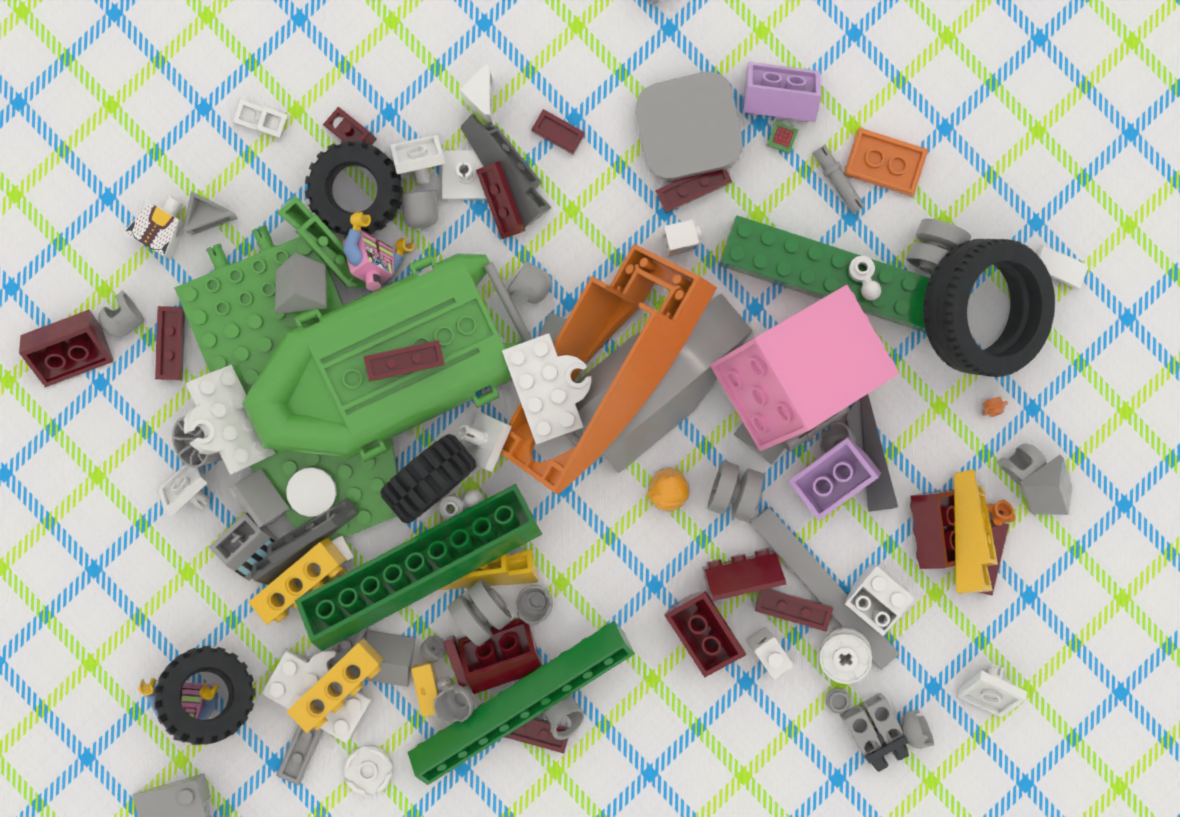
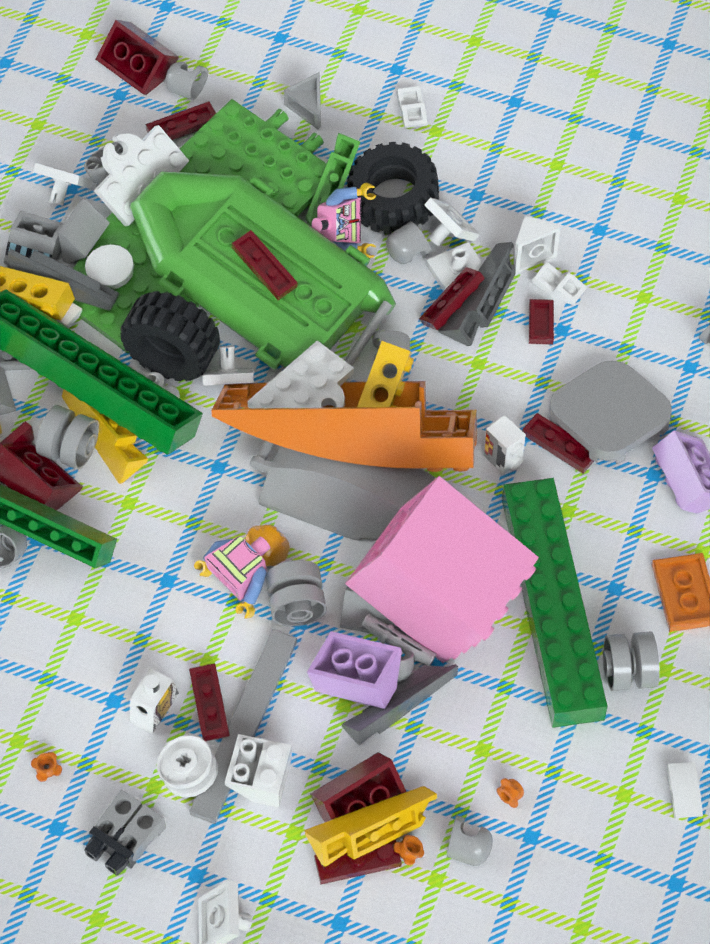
camera: 60 degrees right, 30 degrees down
(159, 227) = (274, 75): torso -> none
(300, 285) = (287, 174): light grey slope -> none
(348, 128) = (445, 173): dark red slope -> none
(433, 649) = (11, 421): light grey tile -> none
(528, 94) = (562, 287): none -> white slope
(534, 604) = (98, 482): light grey hair -> none
(561, 300) = (386, 355): none -> yellow brick
(688, 529) = (238, 568): none -> torso
(704, 633) = (142, 624): dark red slope -> none
(743, 574) = (218, 640): dark red slope -> none
(782, 137) = (652, 496): tile -> none
(787, 770) = (46, 759): none -> orange plate
(838, 179) = (648, 548): light grey pin -> none
(838, 700) = (138, 786): light grey plate -> none
(870, 289) = (553, 608): white plate -> none
(916, 730) = (144, 868): light grey hair -> none
(1029, 315) = (657, 702): black tyre -> none
(1048, 489) = (459, 874): light grey slope -> none

